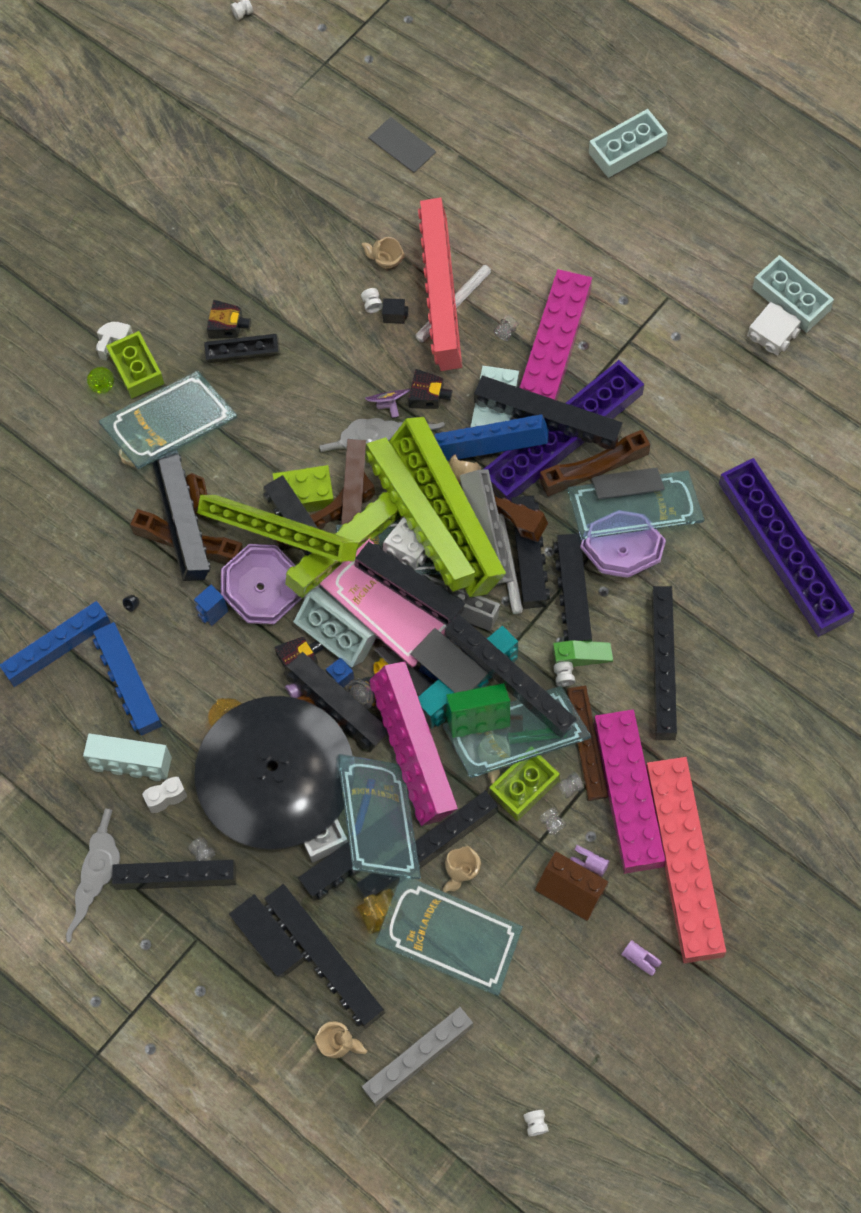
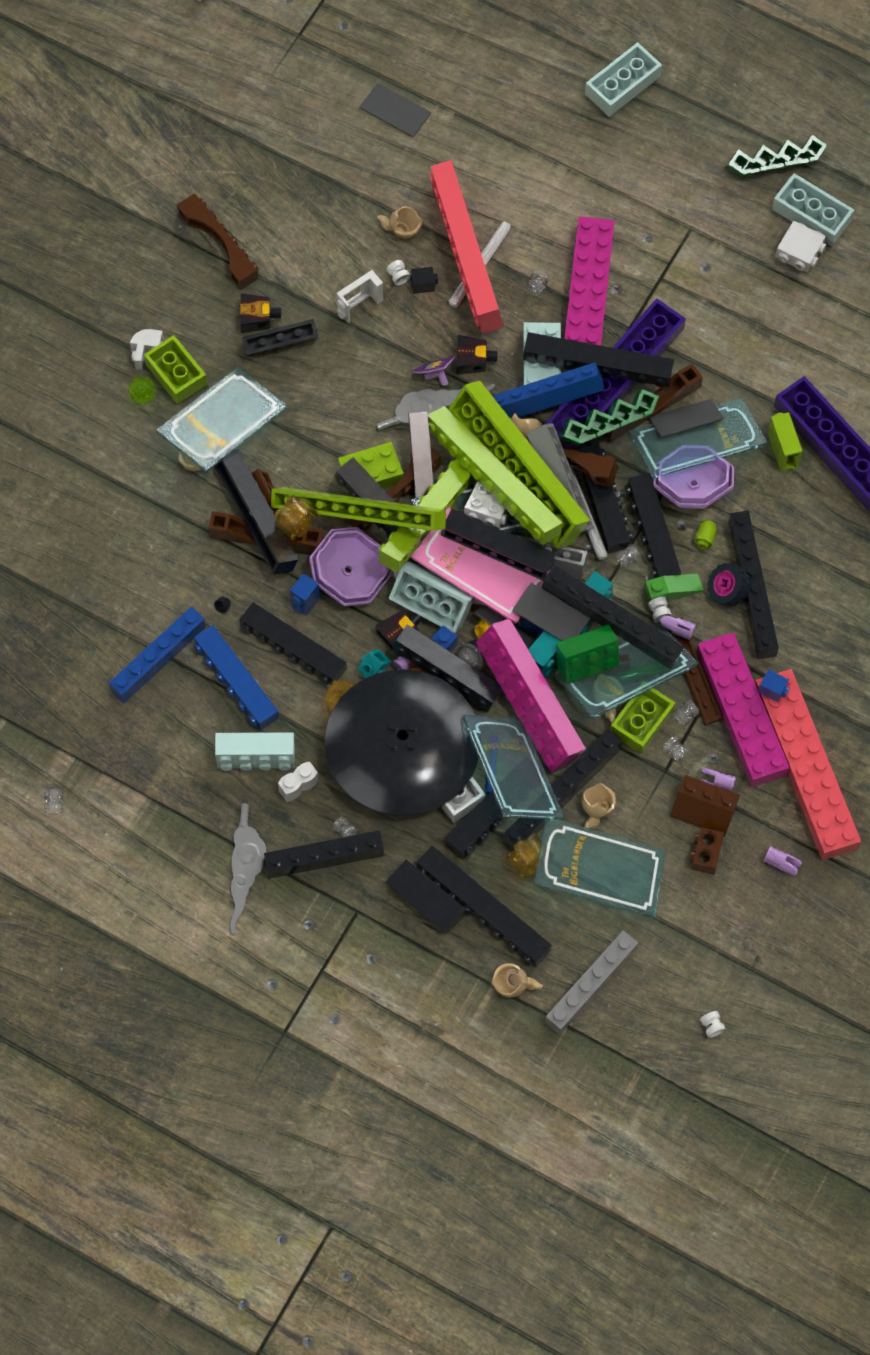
camera: 15 degrees left, 0 degrees up
(189, 219) = (196, 215): none -> reddish brown arch
(190, 654) = (292, 644): none -> black brick
(213, 527) = (295, 517): none -> clear yellow brick
(265, 685) = (373, 663): none -> teal brick
(339, 311) = (370, 286): none -> white window
(542, 614) = (627, 556): none -> clear wheel
(557, 472) = (601, 423): none -> green brick
(569, 936) = (710, 851): none -> reddish brown brick
(574, 692) = (678, 626): none -> lavender hinge
(625, 604) = (705, 534): none -> lime brick
(638, 659) = (728, 584): none -> black wheel
(663, 773) = (774, 686): none -> blue brick
(722, 521) = (784, 441): none -> lime brick
(756, 240) = (768, 161): none -> brick

